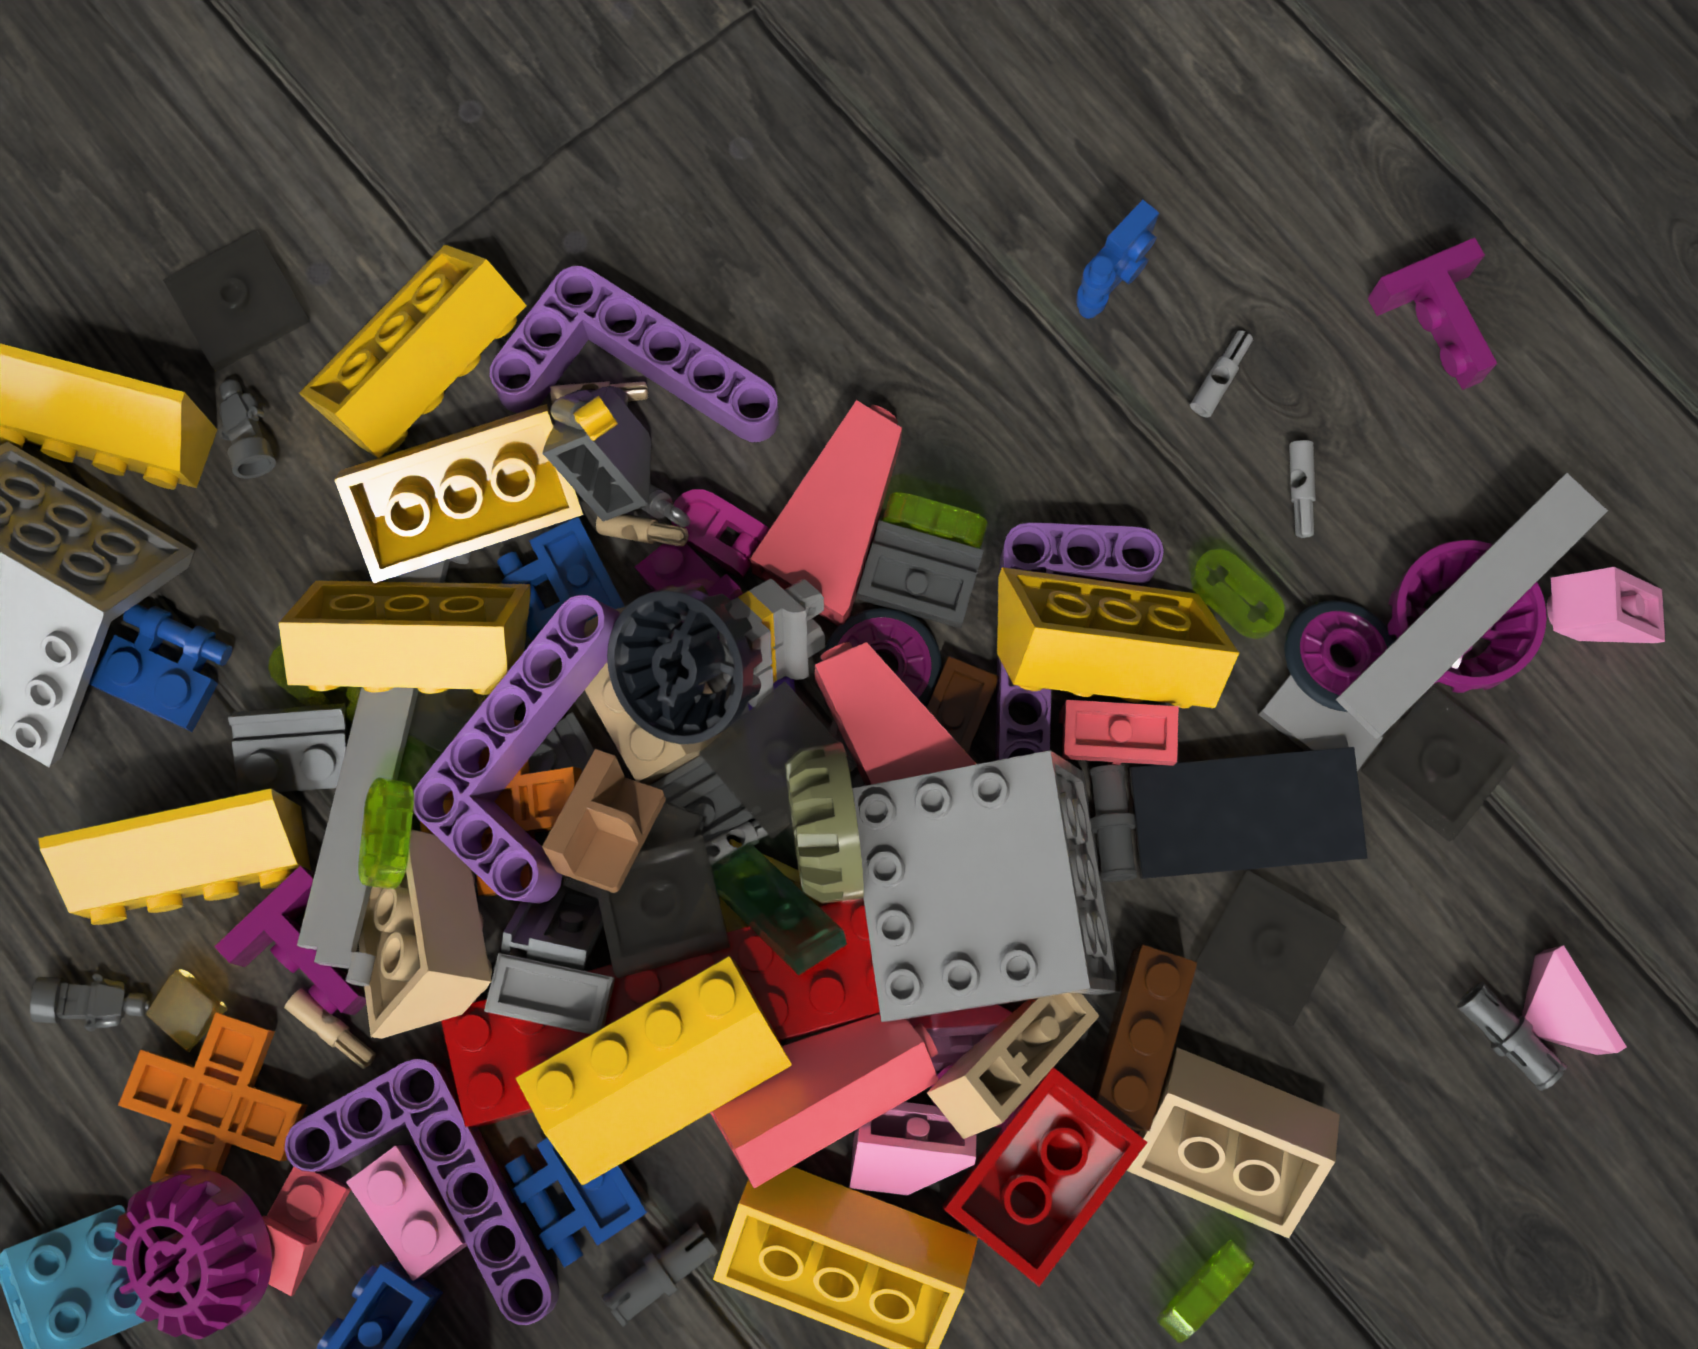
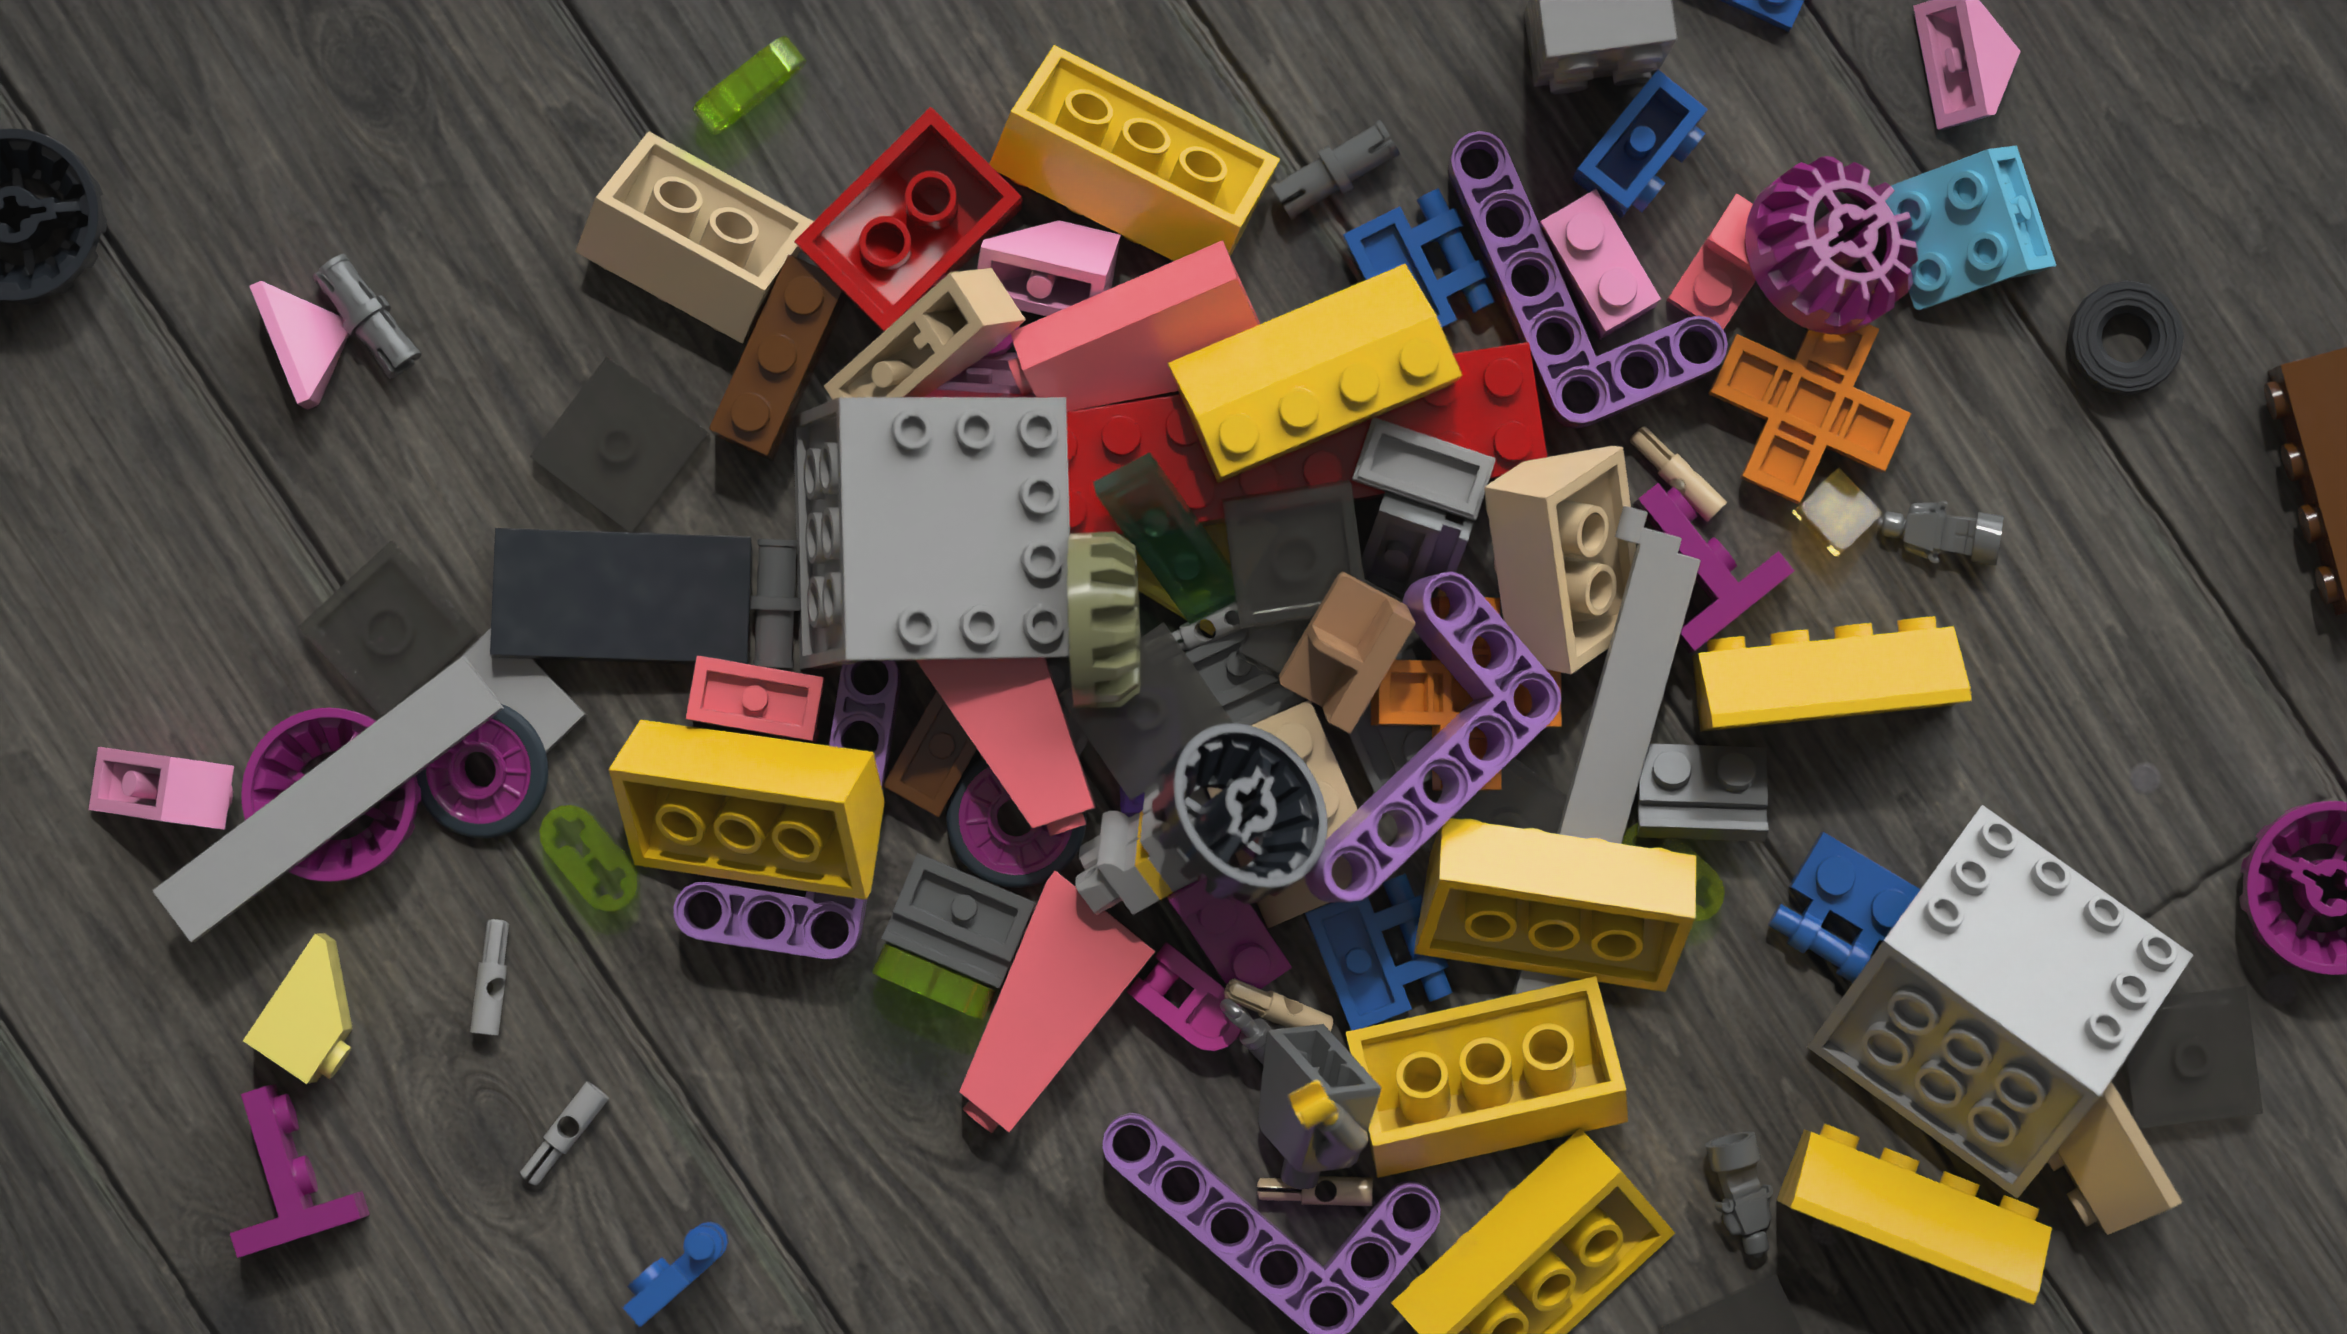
camera: 170 degrees left, 10 degrees up
(385, 833) = (1592, 669): clear neon green beam -> none
(1450, 438) = (307, 1016): none -> light yellow slope

